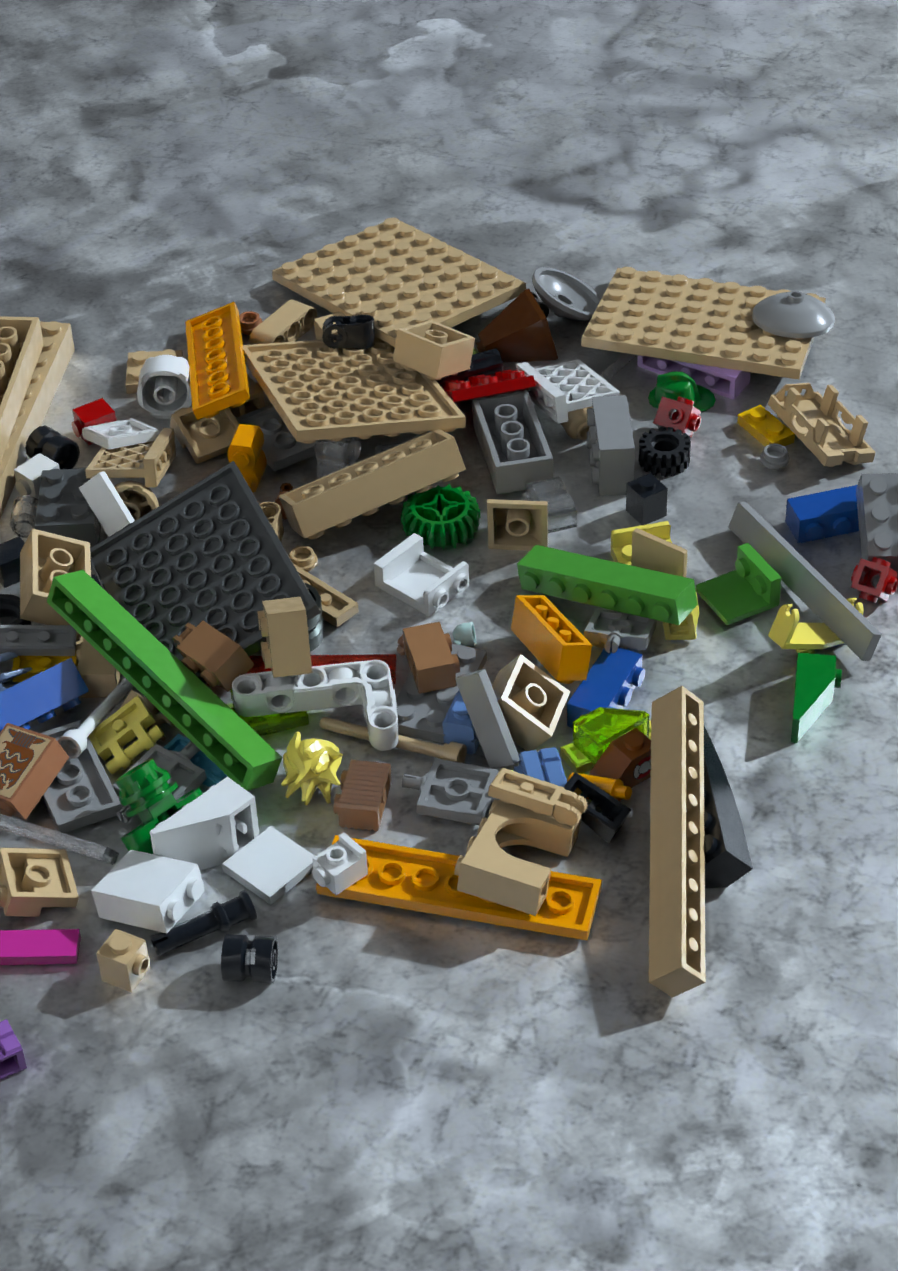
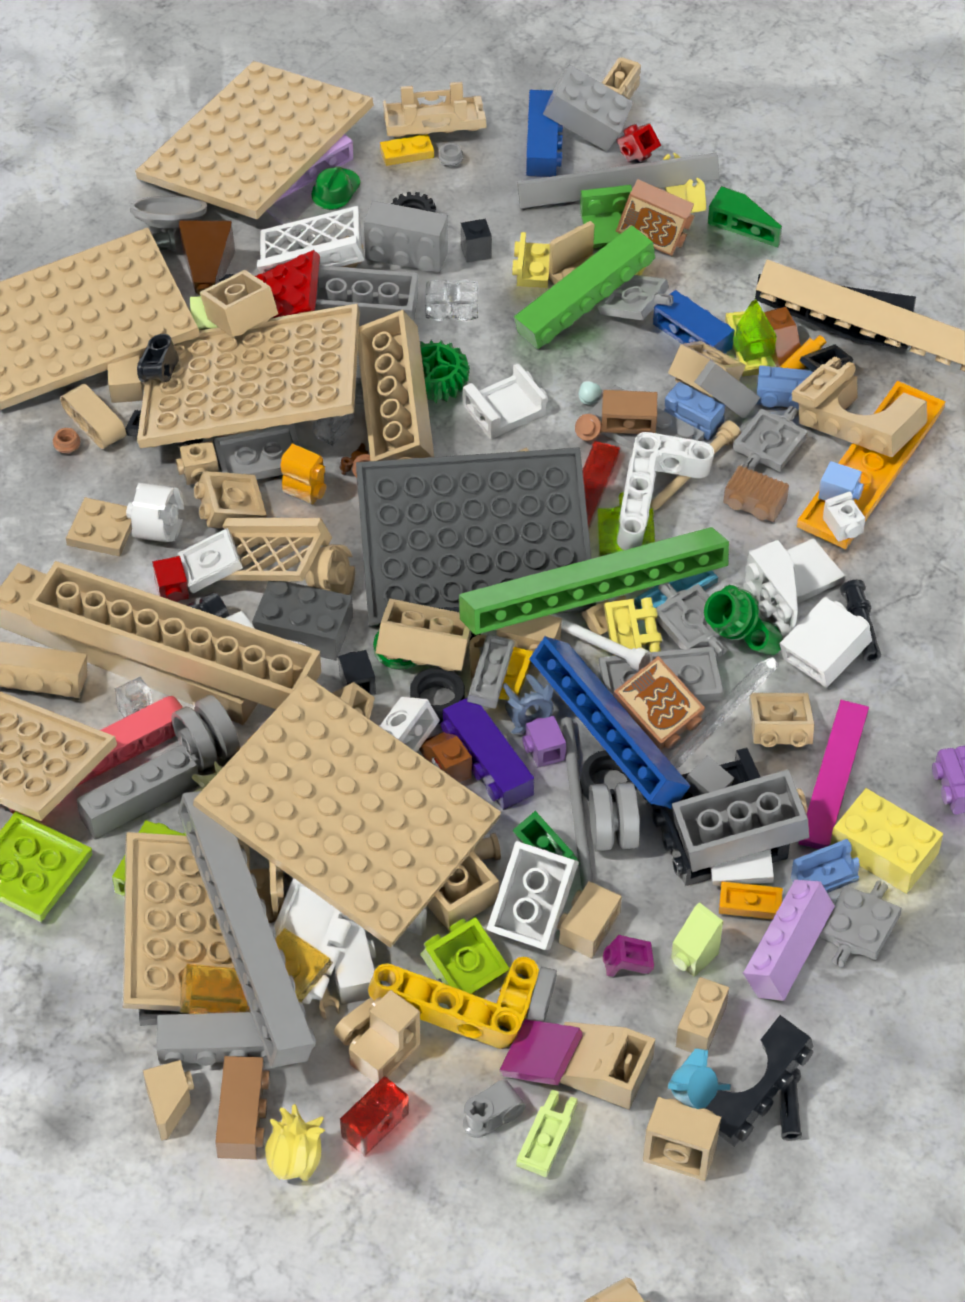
camera: 75 degrees left, 10 degrees up
(106, 503) = (338, 577): white tile -> none
(123, 960) = (889, 673): tan brick -> none
(212, 655) = (589, 537): medium nougat brick -> none
(216, 361) = (158, 459): light orange plate -> none
(237, 958) = (912, 596): black wheel -> none
(286, 636) = (610, 474): tan brick -> none
(311, 766) = (725, 514): light yellow hair -> none
(389, 850) = (840, 480): none -> light blue brick
(517, 524) = (473, 323): tan slope -> none
(551, 638) = (639, 333): light orange brick -> none
(679, 415) = (379, 188): red brick -> none
(742, 609) = (657, 216): none -> brick
(793, 315) = (290, 81): light grey dish -> none

